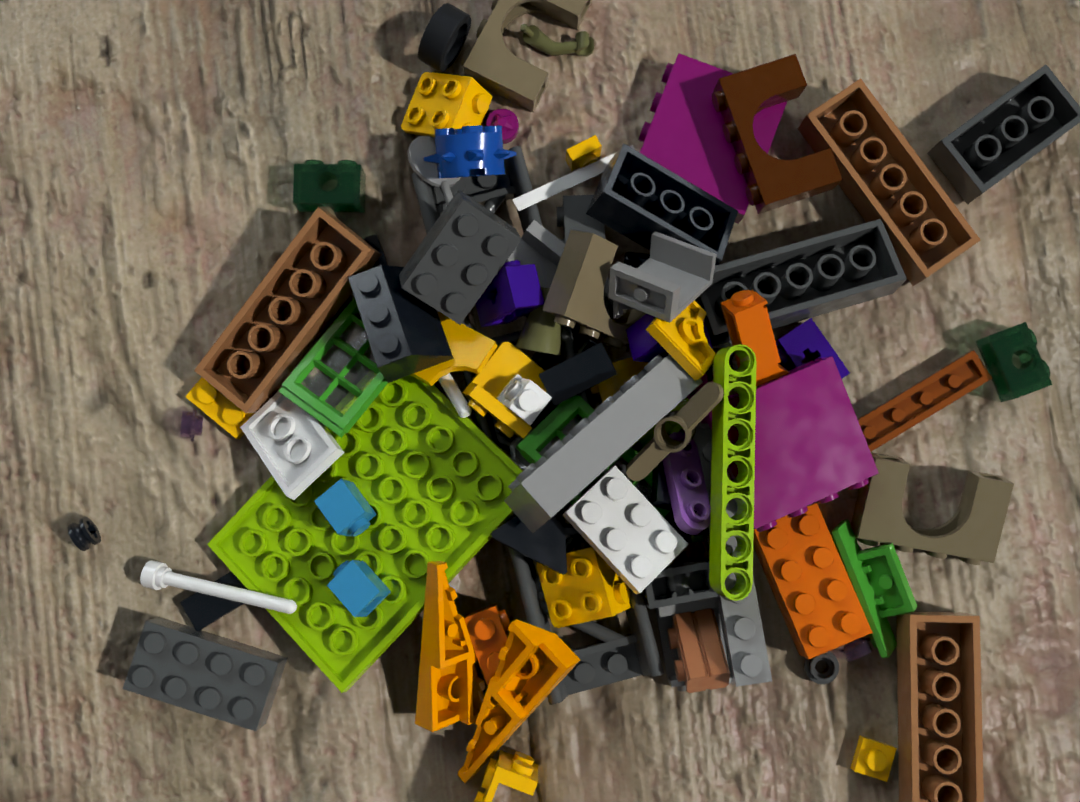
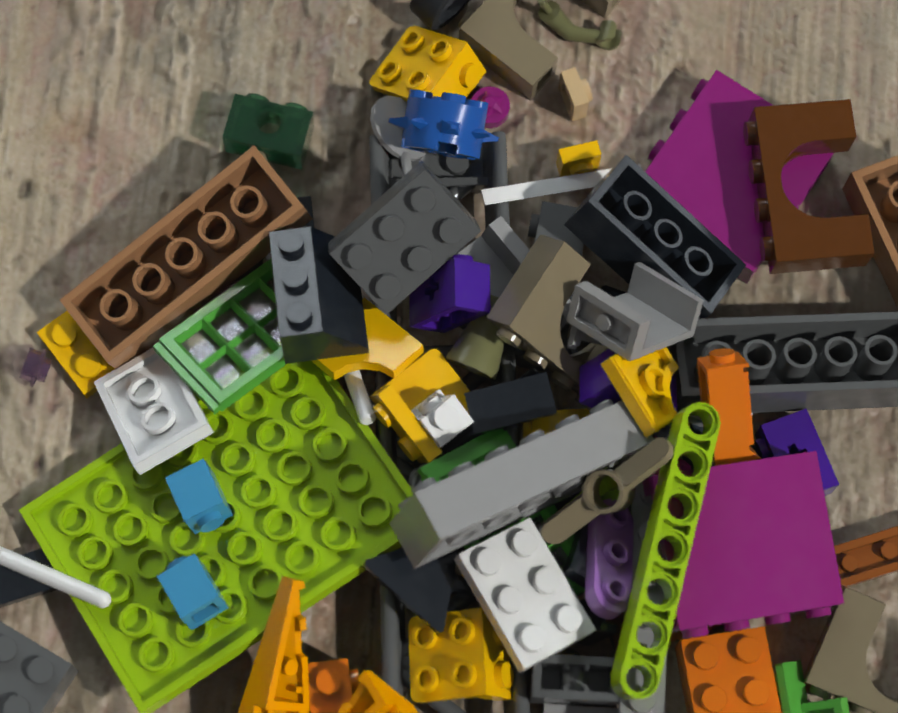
camera: 10 degrees right, 10 degrees down
(568, 99) = (575, 93): none -> tan plate

